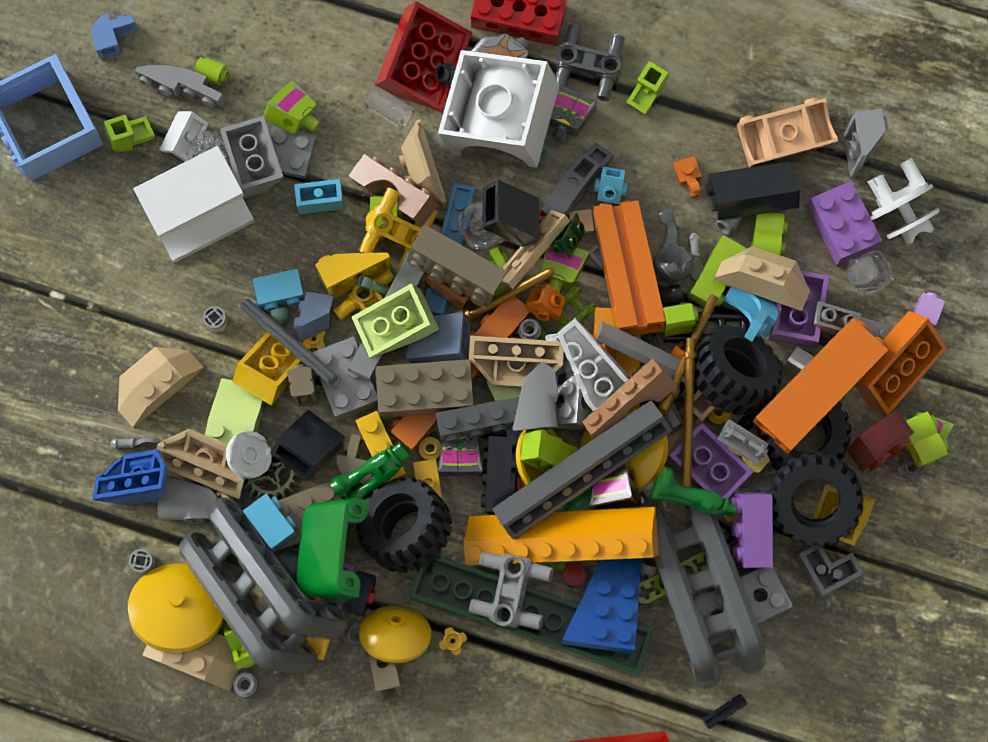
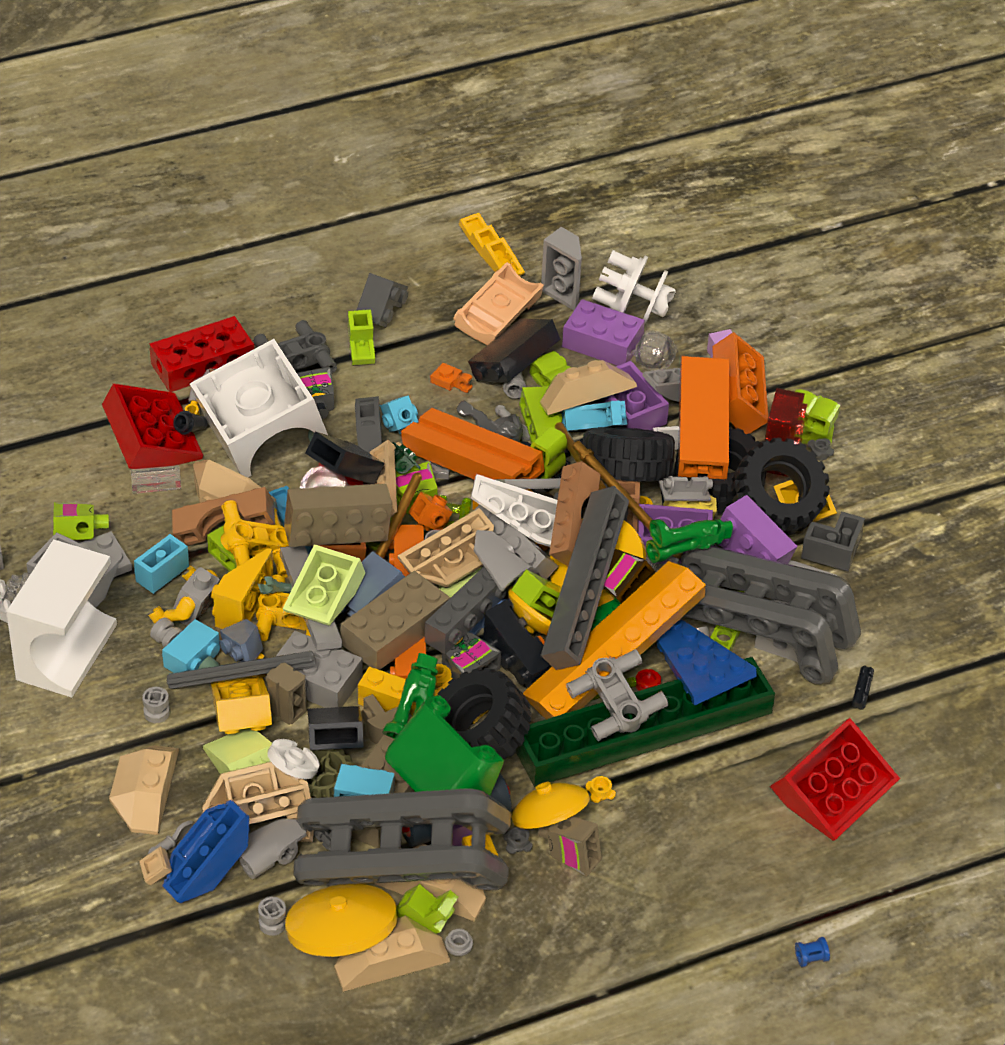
camera: 45 degrees left, 30 degrees down
(104, 457) = (155, 866): none -> tan tile
(274, 261) = (164, 631): none -> light grey wheel
(318, 245) = (192, 599): none -> torso
(697, 57) = (380, 297): none -> dark grey brick
(840, 63) = (488, 244): none -> yellow slope

